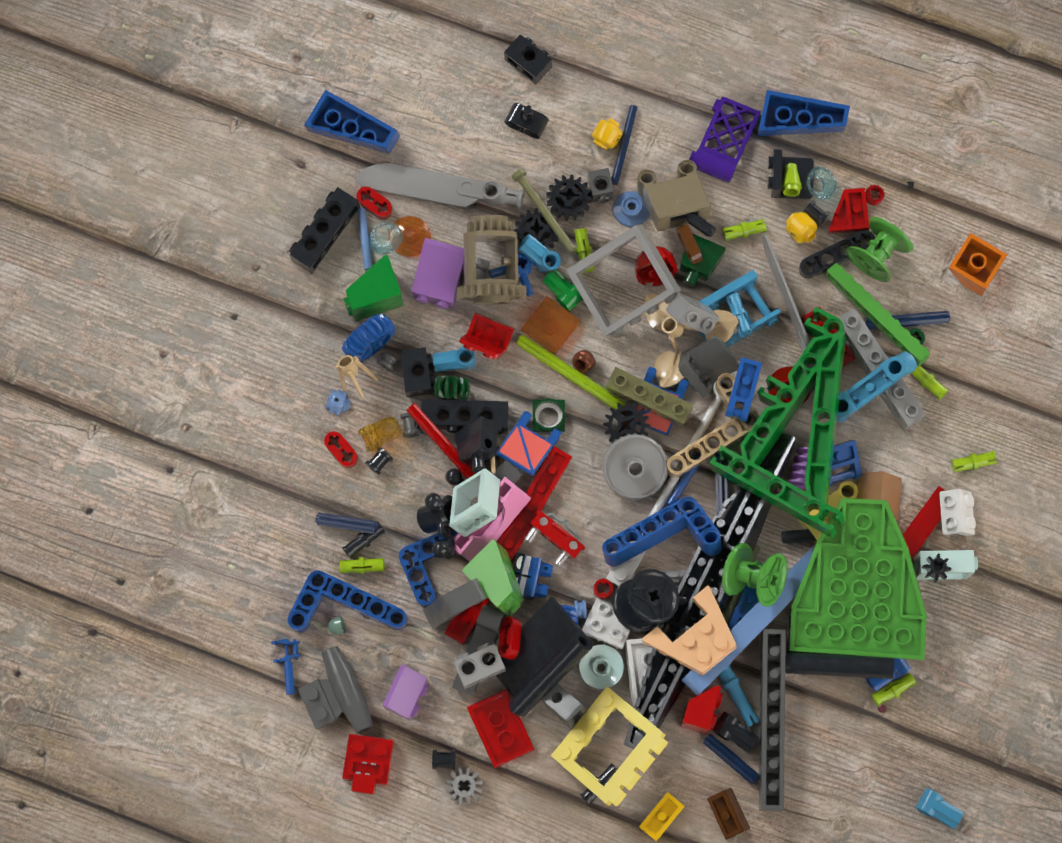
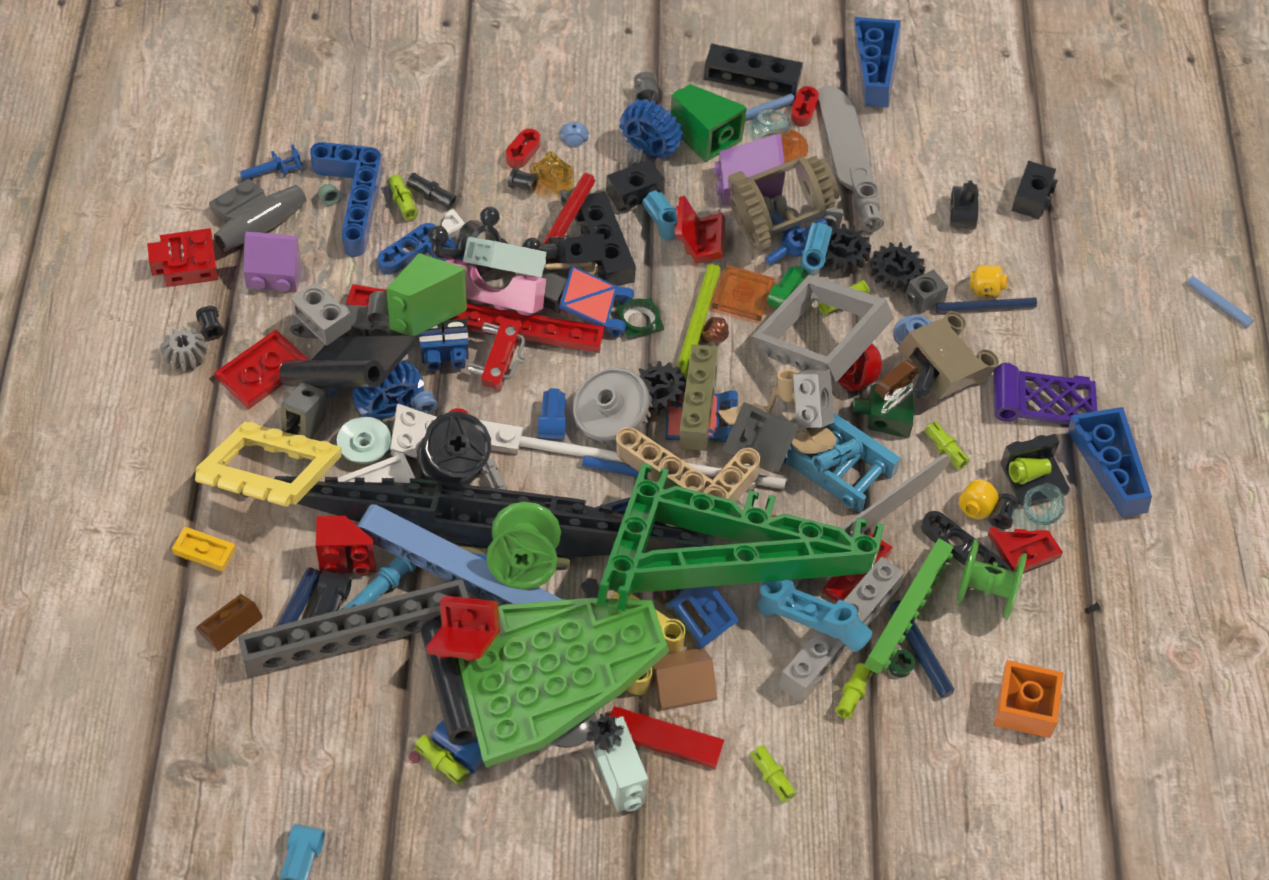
camera: 65 degrees right, 20 degrees down
(313, 325) = (646, 86): none -> dark grey wheel
(346, 523) = (443, 169): dark blue axle -> none
(348, 367) = (607, 114): tan plant -> none
(402, 534) = (452, 223): none -> white tile
(451, 387) = (630, 215): dark green gear -> none
(454, 603) = (379, 257): dark grey beam -> none
(509, 637) = (362, 330): red beam -> none
(519, 176) = (896, 212): olive bar -> none
(623, 513) = (552, 420): none -> blue piece
(663, 530) = (568, 463): blue beam -> none
(703, 643) = (421, 513): light nougat wing -> none
(743, 388) = (745, 472): blue plate -> none
(815, 641) = (466, 628): none -> red bracket
(877, 188) = (1062, 562): red bush -> none
(957, 512) = (698, 770): white bracket -> none

